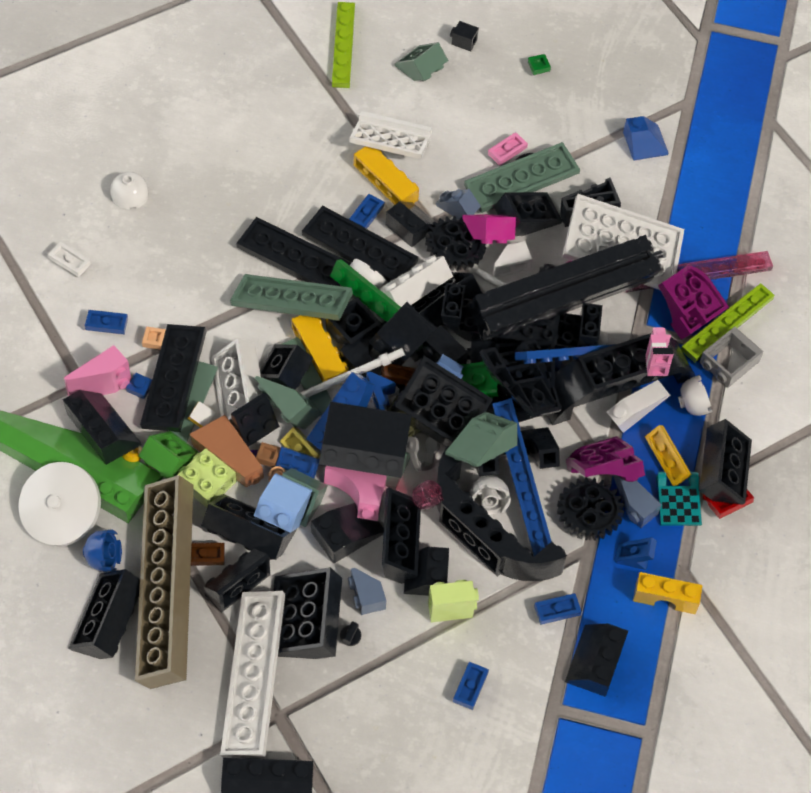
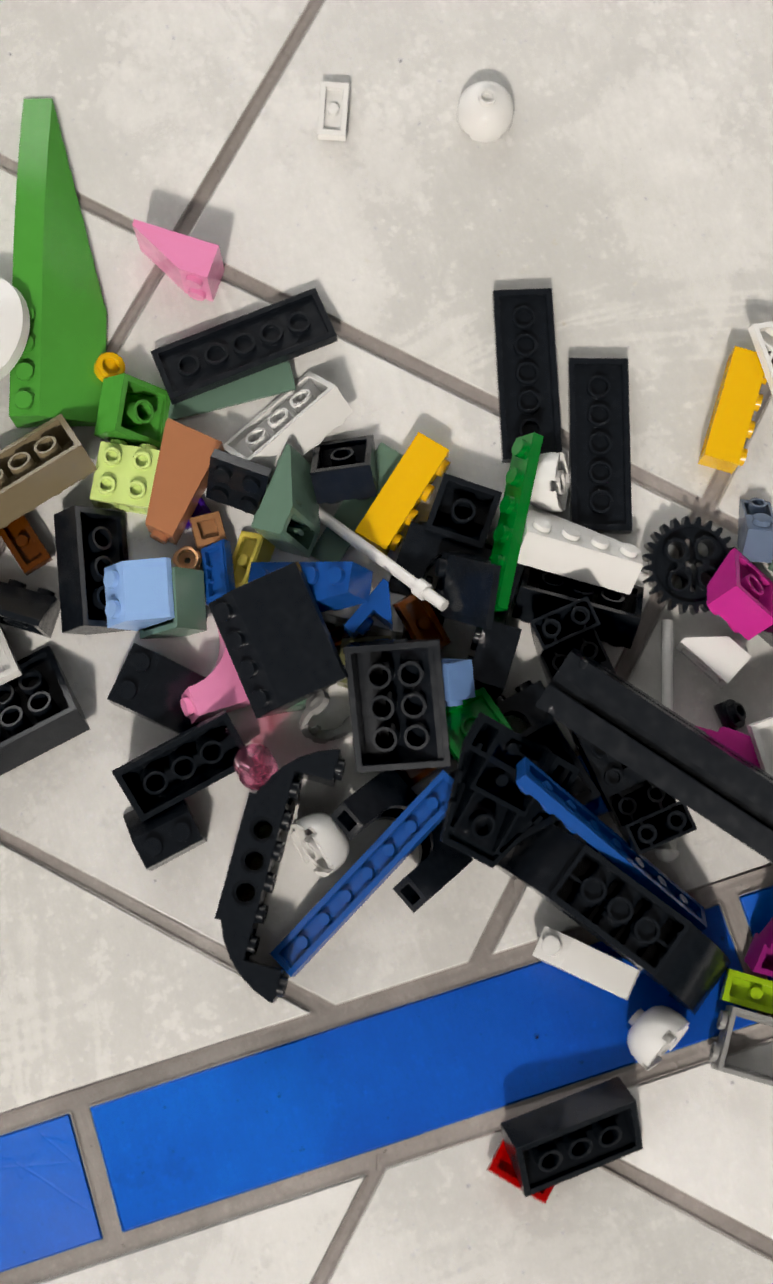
camera: 60 degrees right, 20 degrees up
(100, 425) = (115, 306): black slope -> none
(106, 322) = (272, 215): blue plate -> none
(139, 385) = (209, 313): blue plate -> none
(153, 337) = (286, 283): light nougat plate -> none
(201, 415) = (213, 414): white tile -> none
(291, 297) = (449, 412): sand green plate -> none
(351, 634) = (21, 787): black plate -> none
(367, 211) = (659, 420): blue plate -> none
(368, 592) = (90, 772): sand blue slope -> none
(408, 222) = (685, 485): black slope -> none
(452, 600) = (131, 887): yellowish green brick -> none
(470, 685) = (39, 978): blue plate -> none
(483, 439) = (368, 793): sand green slope -> none
(557, 609) = (214, 1026): blue plate -> none
(596, 657) = (173, 1118): black slope -> none
(602, 521) = (378, 1014): black gear -> none
(606, 457) = (463, 968): magenta slope -> none
(636, 553) = (358, 1085): blue slope -> none
(637, 501) = (439, 1043): sand blue slope -> none
(655, 588) = (323, 1162): yellow arch -> none
(658, 354) = (652, 954): bright pink hips -> none
(668, 455) = (539, 1045): yellow plate -> none
(679, 503) = (477, 1101): teal flag -> none

